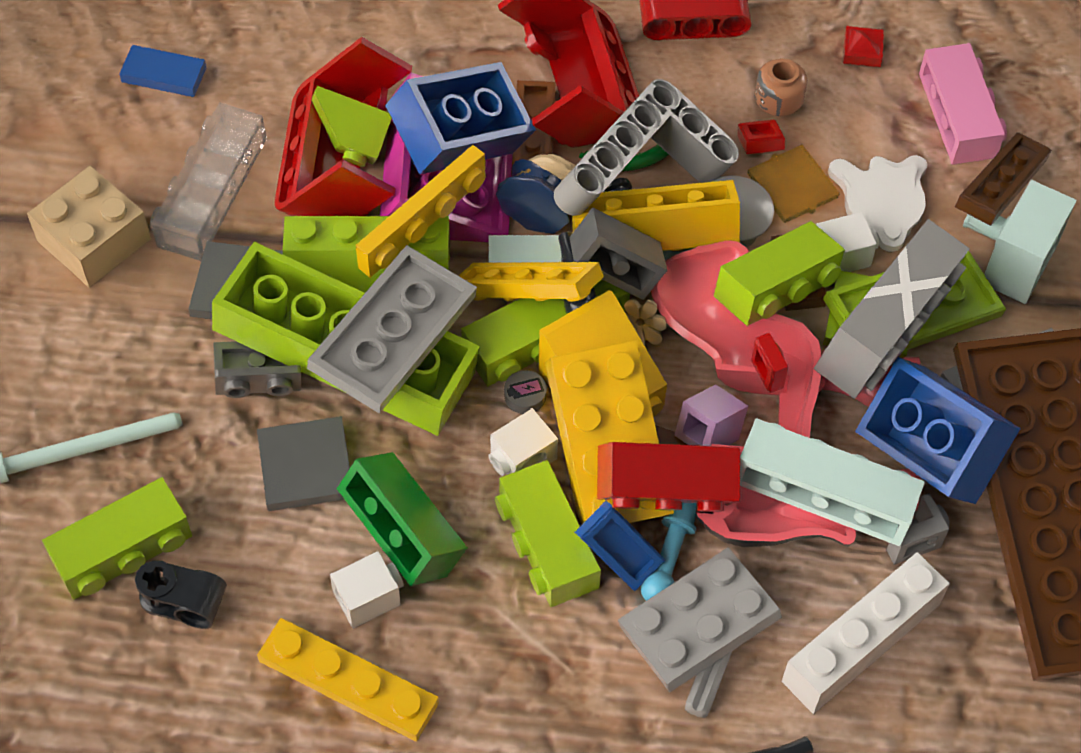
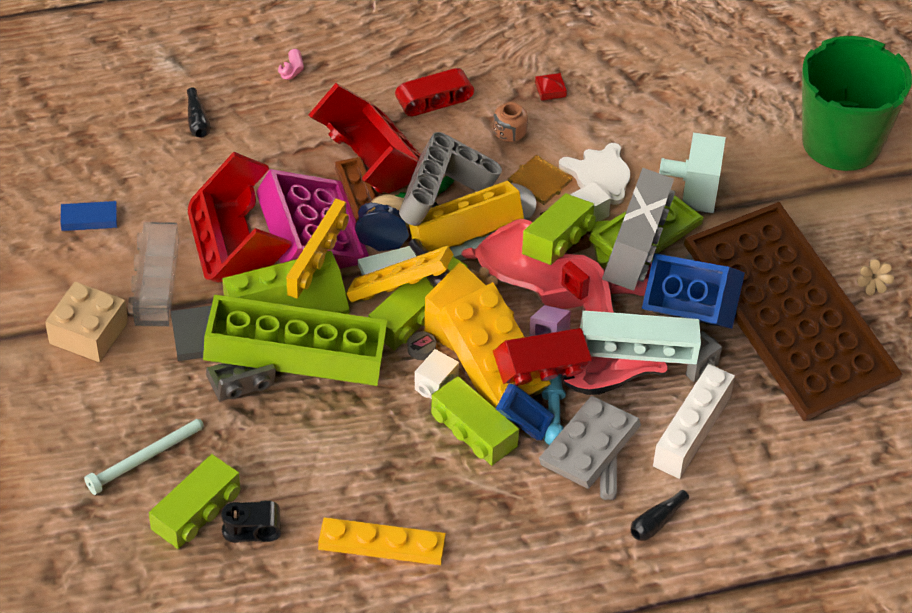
camera: 20 degrees left, 10 degrees down
(303, 462) = (297, 426): dark grey tile -> none
(352, 125) = (239, 212): lime slope -> none
(367, 589) = (372, 485): white brick -> none
(392, 329) = (329, 321): light grey plate -> none
(401, 518) = (378, 436): green brick -> none
(459, 109) = (312, 184): blue brick -> none
(624, 254) = (464, 242): dark grey brick -> none
(761, 136) = (509, 155): red tile -> none
(962, 103) = (627, 104): bright pink brick -> none
(1003, 178) = (673, 140): reddish brown tile -> none

